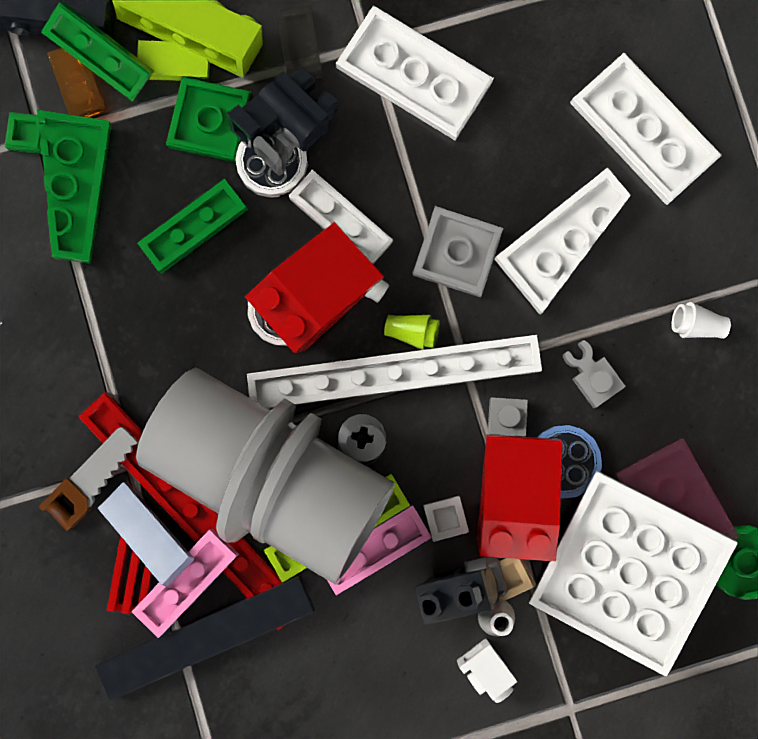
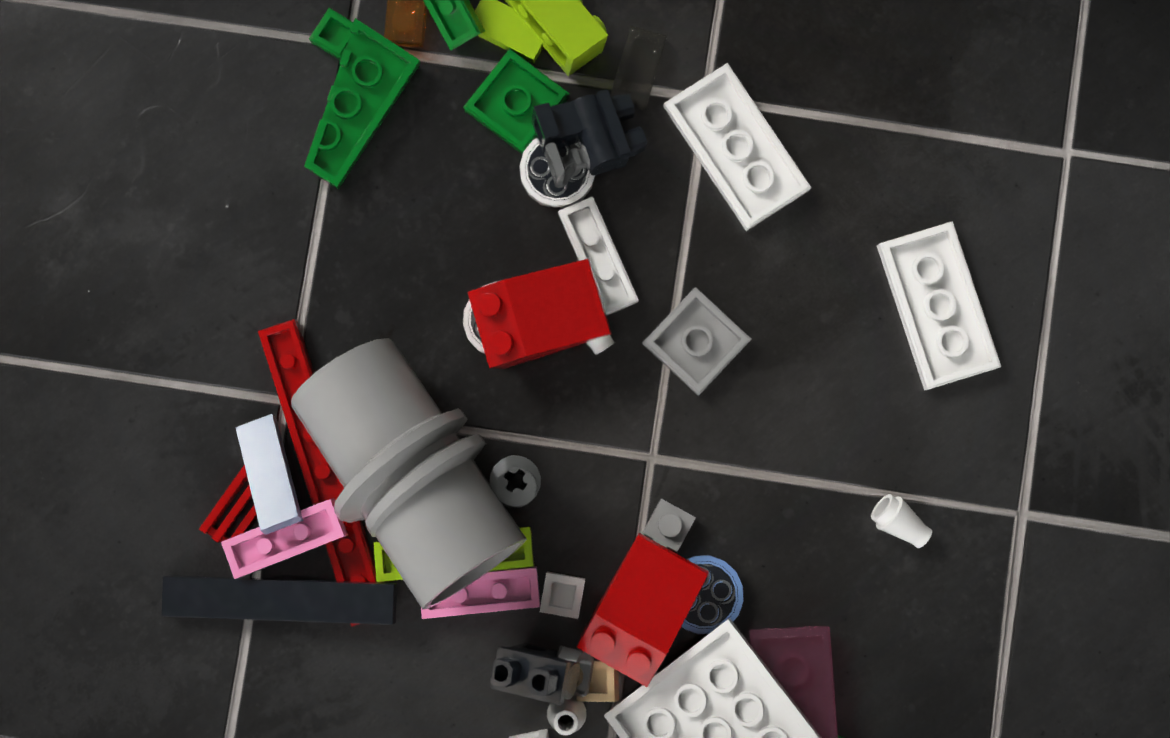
camera: 30 degrees right, 0 degrees up
(88, 479) = (240, 395): light grey piece -> none
(192, 226) = (451, 198): green plate -> none
(396, 372) = (581, 431): white plate -> none
(415, 330) = (618, 398): lime cone -> none
(556, 245) = (793, 380): white wing -> none
(596, 379) = (772, 529): light grey plate -> none

